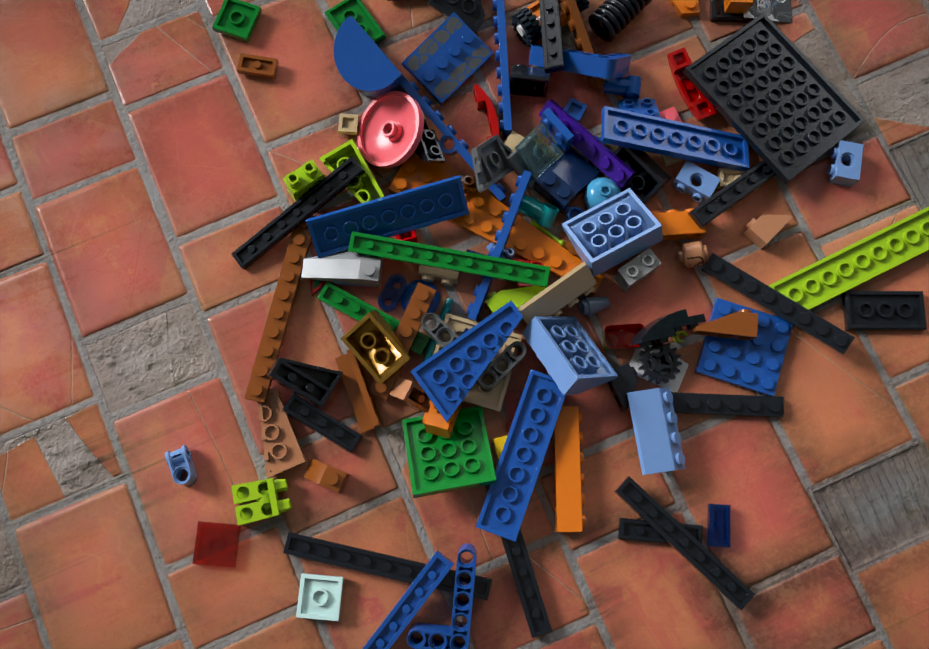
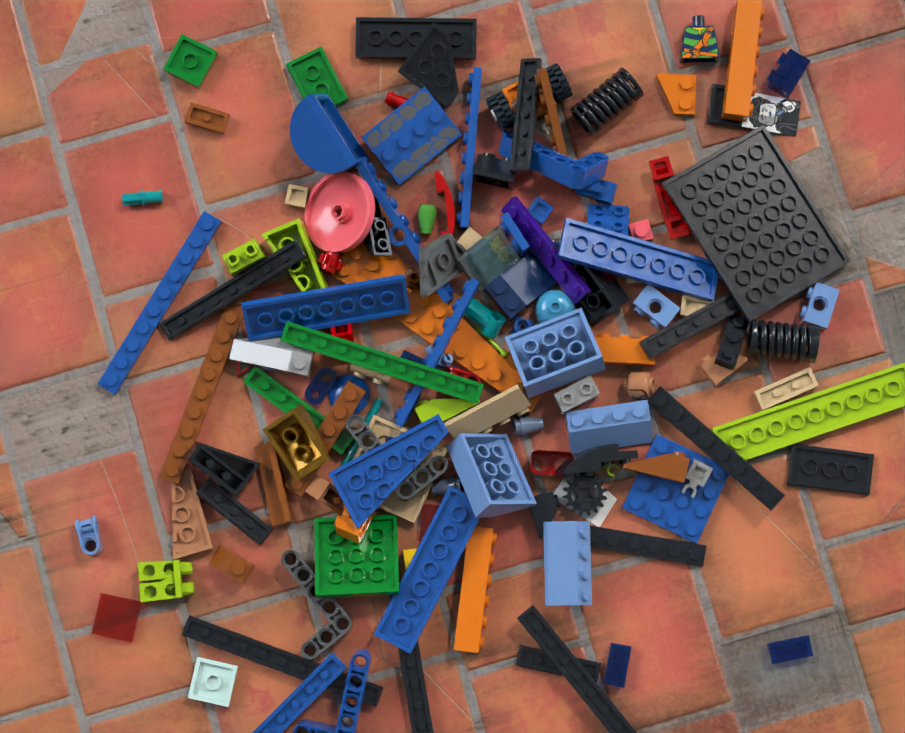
camera: 15 degrees right, 5 degrees up
(204, 143) = (142, 198): none -> teal axle
(229, 237) = (159, 303): none -> blue plate
(387, 176) = (330, 262): none -> red gear
(426, 30) = (394, 99): none -> red pin
(438, 509) = (333, 618): none -> dark grey beam
(471, 129) = (426, 217): none -> bright green cone
(521, 374) = (442, 486): none -> sand blue cone
(671, 293) = (612, 424): none -> medium blue slope
(766, 330) = (698, 475): none -> light grey plate
(773, 203) = (731, 342): none -> black plate
(816, 190) = (772, 330): none -> black piece
(829, 241) = (786, 388): none -> tan plate
(882, 487) = (790, 649): none -> clear blue plate

